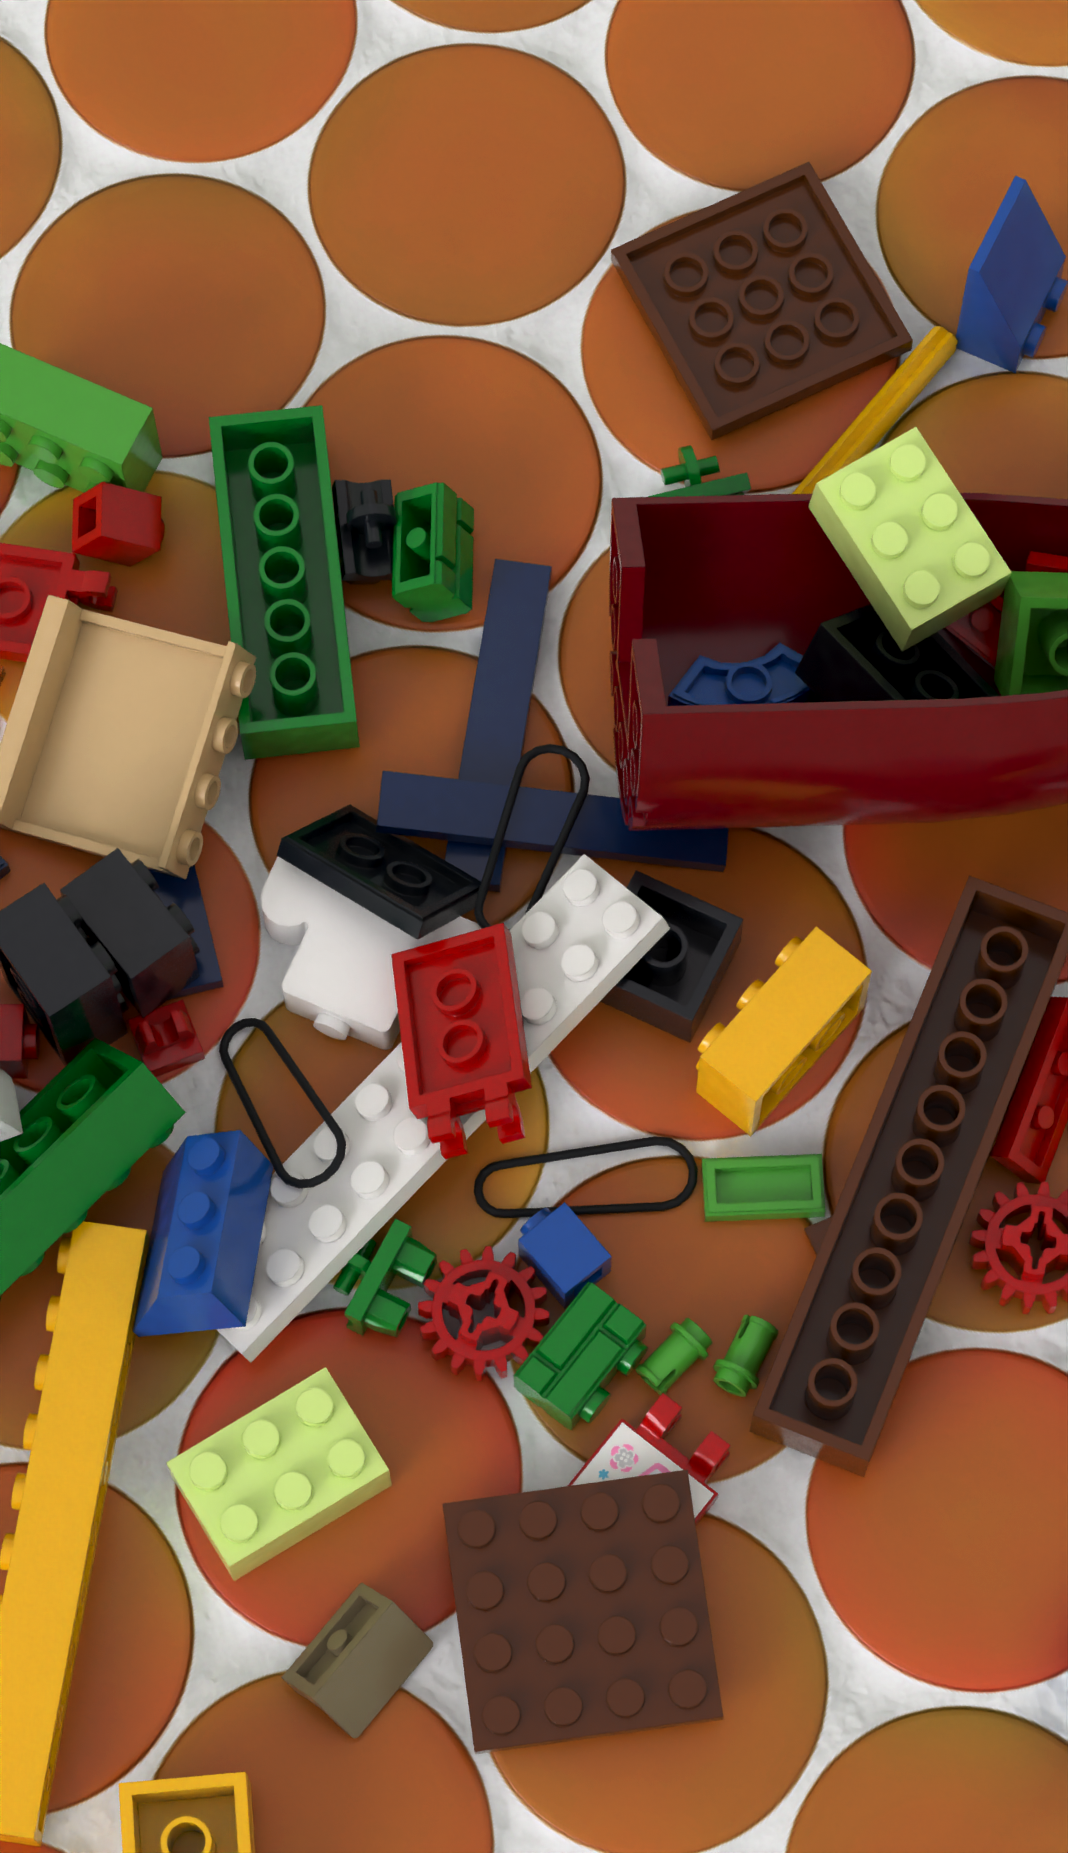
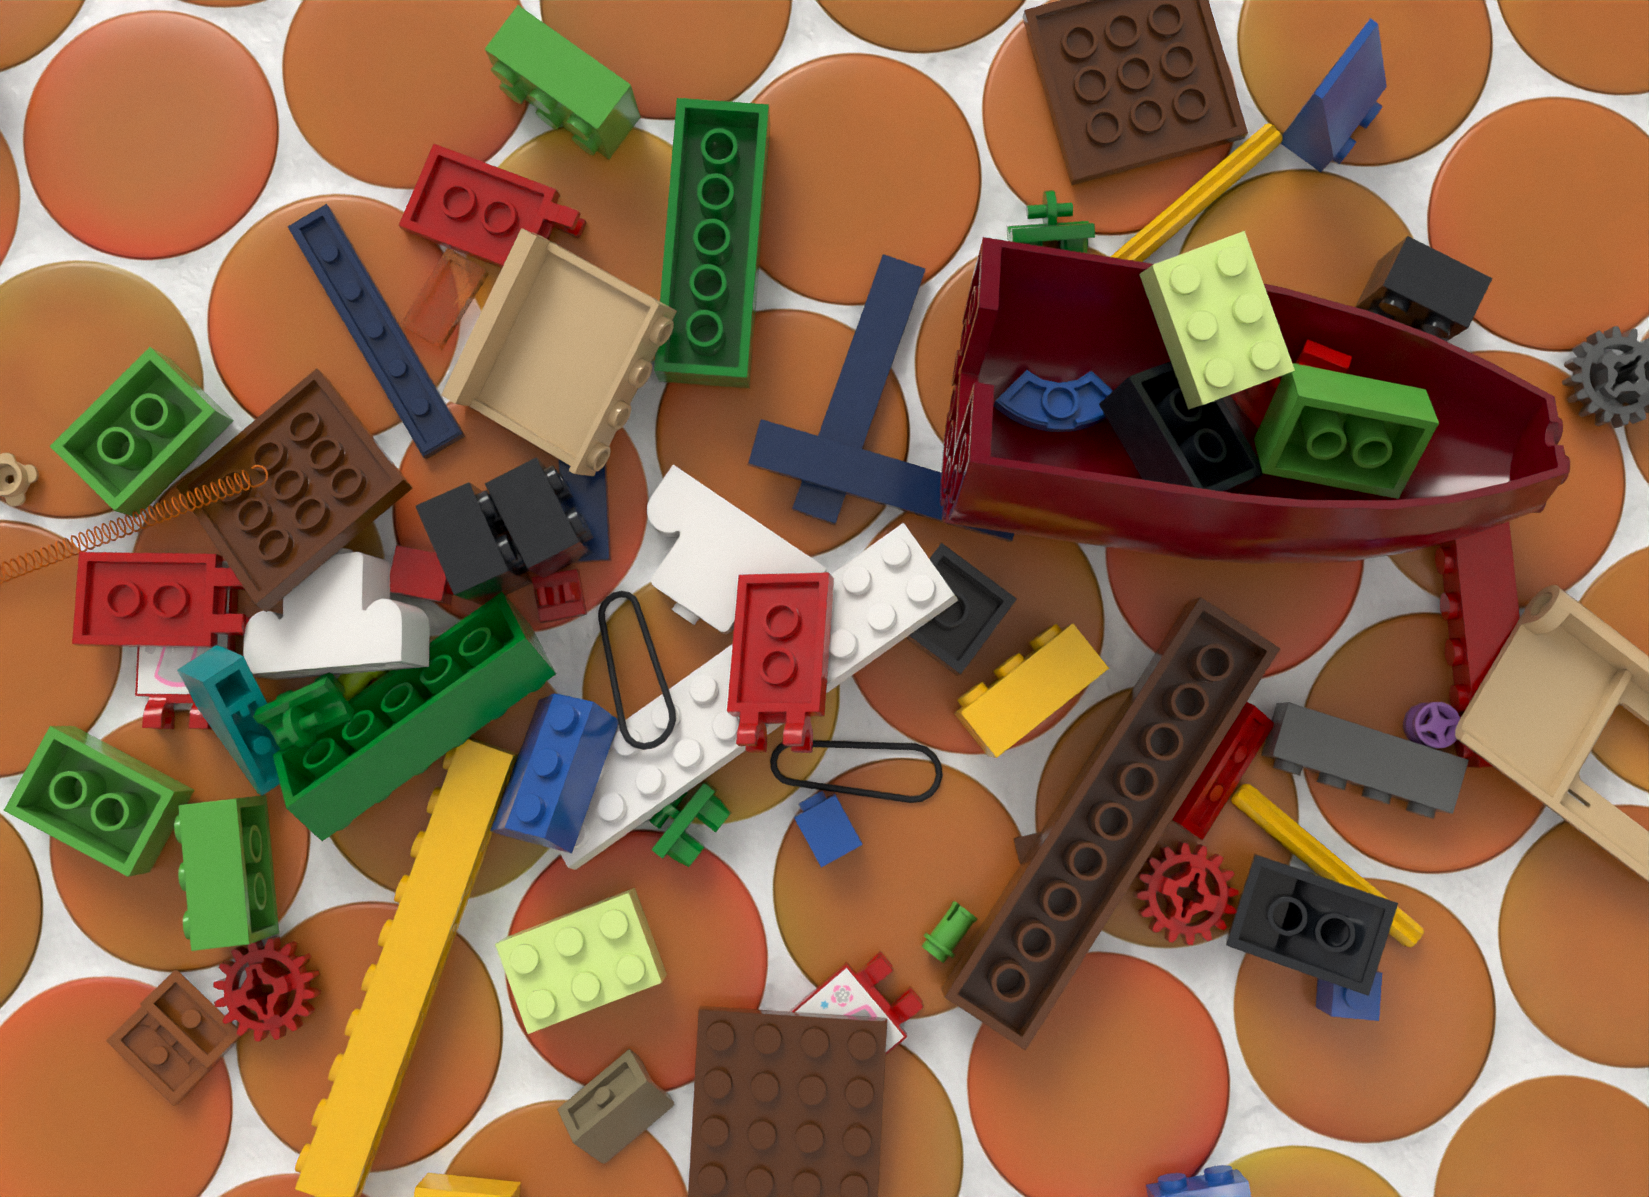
camera: 10 degrees right, 15 degrees up
(117, 524) = (592, 171): red brick -> none
(364, 530) = (786, 213): black hips -> none
(381, 871) = (744, 503): black tile -> none
(433, 552) = (834, 242): green brick -> none
(462, 1299) = (775, 877): red gear -> none
(581, 1357) = (826, 912): green brick -> none
(584, 785) = (917, 452): black piece -> none
(674, 1355) = (895, 922): bright green pin -> none
(763, 1187) = (989, 801): bright green tile -> none

